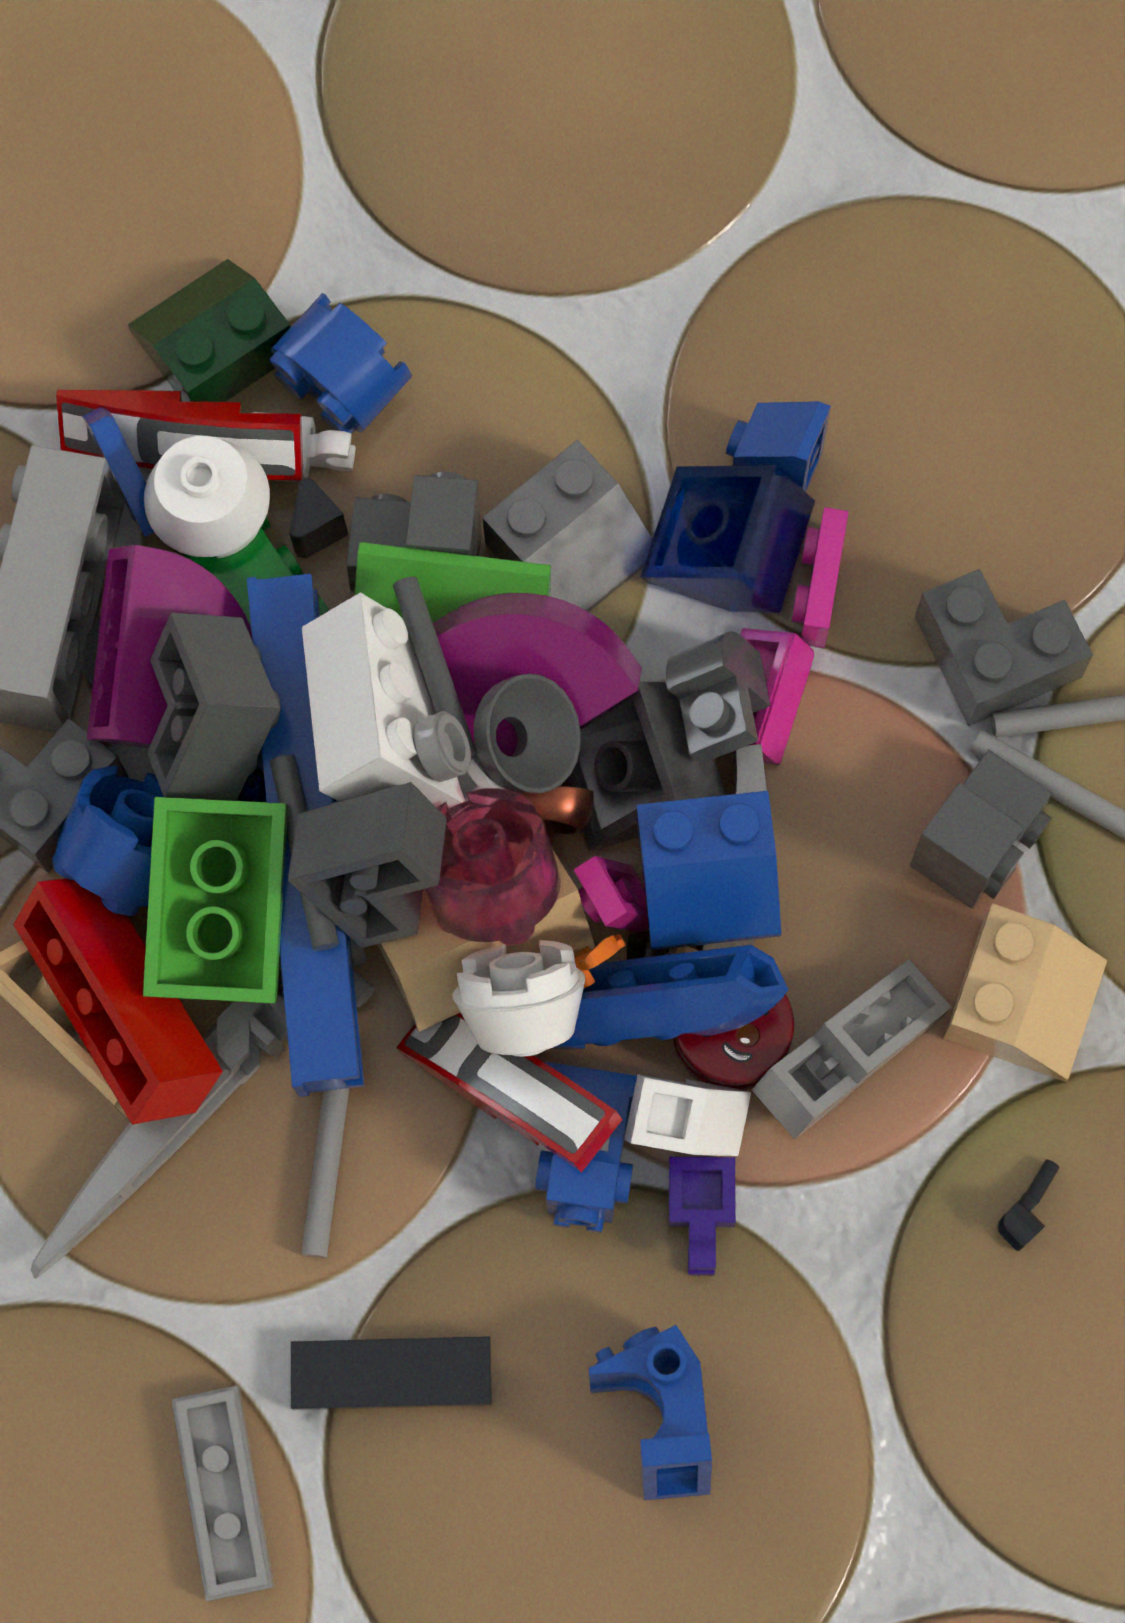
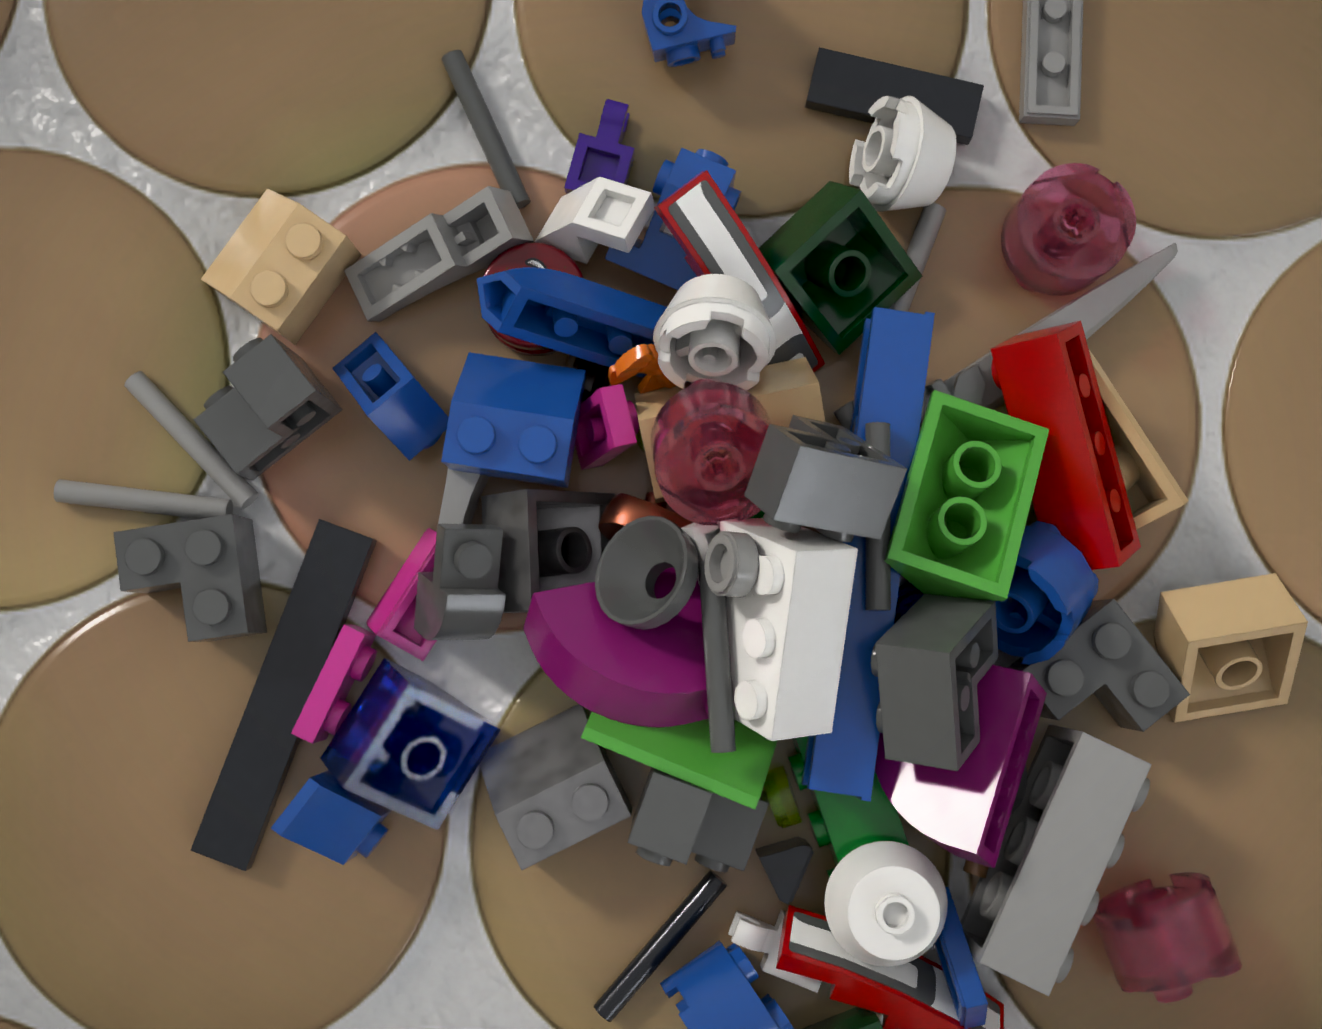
camera: 170 degrees left, 10 degrees up
(127, 1236) = (1062, 202): none -> clear pink brick
(331, 580) = (782, 798): none -> clear neon green tile
(365, 1283) = (904, 155): none -> white cone
(412, 1146) = (839, 263): none -> dark green slope
(421, 416) = (660, 946): none -> black bar
(846, 1212) = (484, 126): none -> dark grey bar
(856, 882) = (392, 396): none -> blue slope
(874, 562) = (294, 660): none -> black tile
(1019, 1223) = (346, 86): black hand -> none

